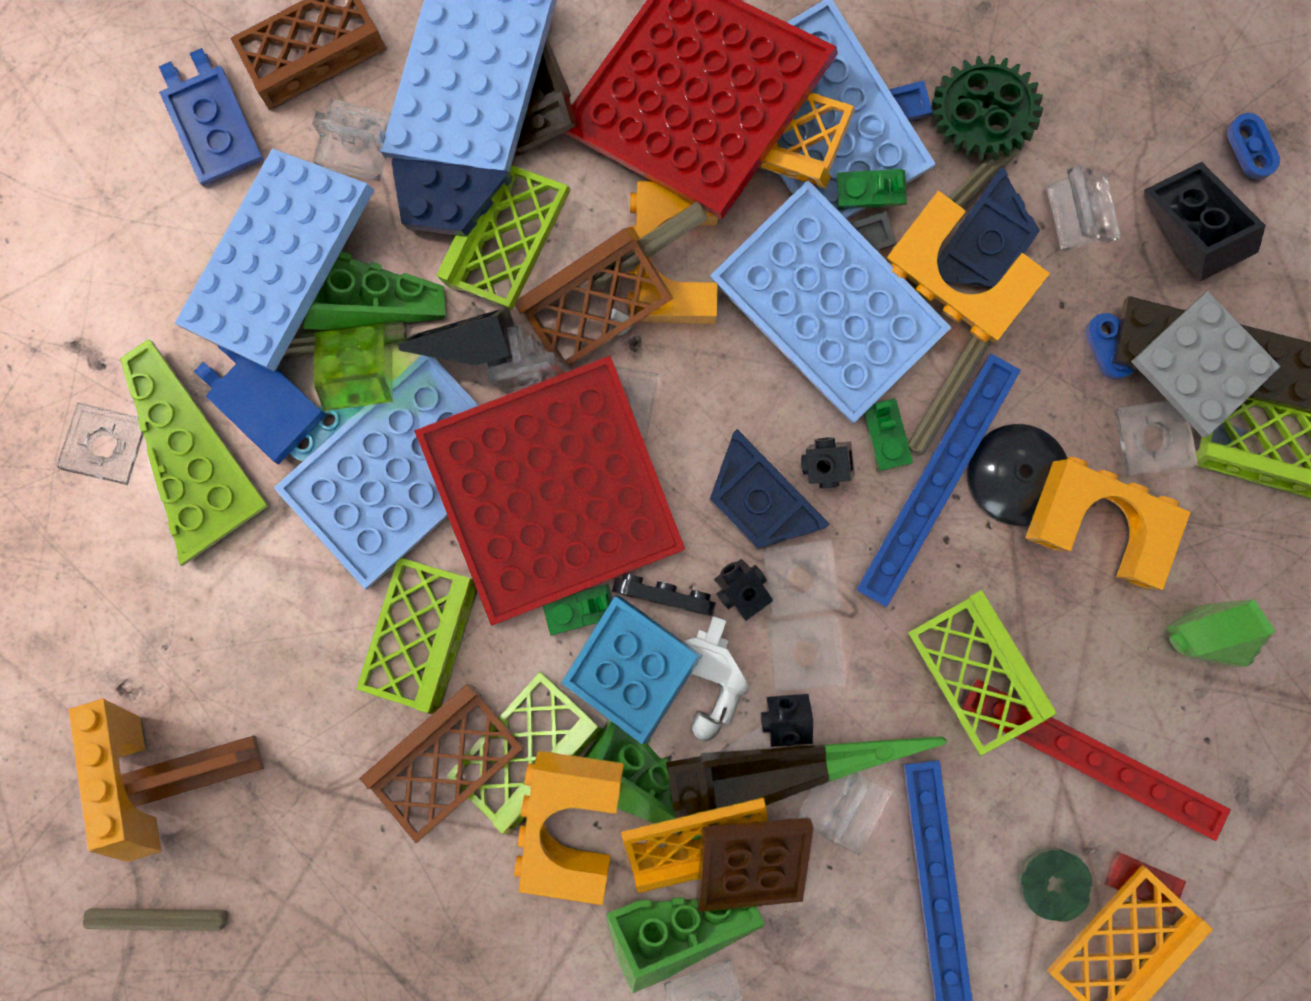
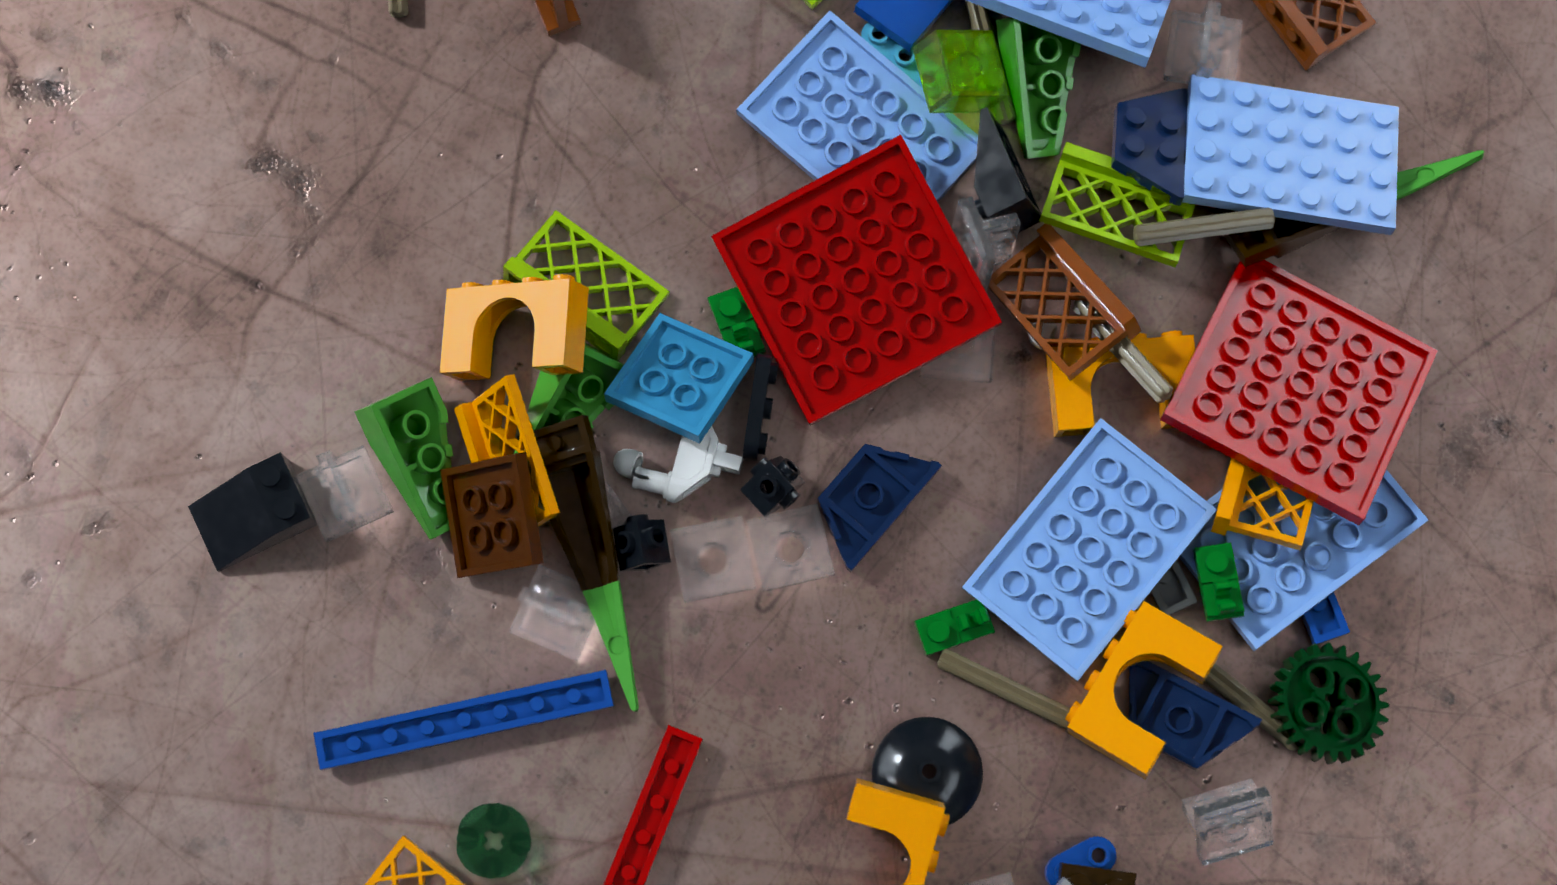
camera: 80 degrees right, 5 degrees down
(420, 741) = (590, 181): dark orange fence -> none
(445, 644) = (682, 193): lime fence -> none
(536, 157) = (1203, 226): none -> dark tan axle
(837, 454) = (916, 563): black brick -> none
(937, 480) = (912, 683): blue plate -> none
(1007, 655) = (725, 770): lime fence -> none

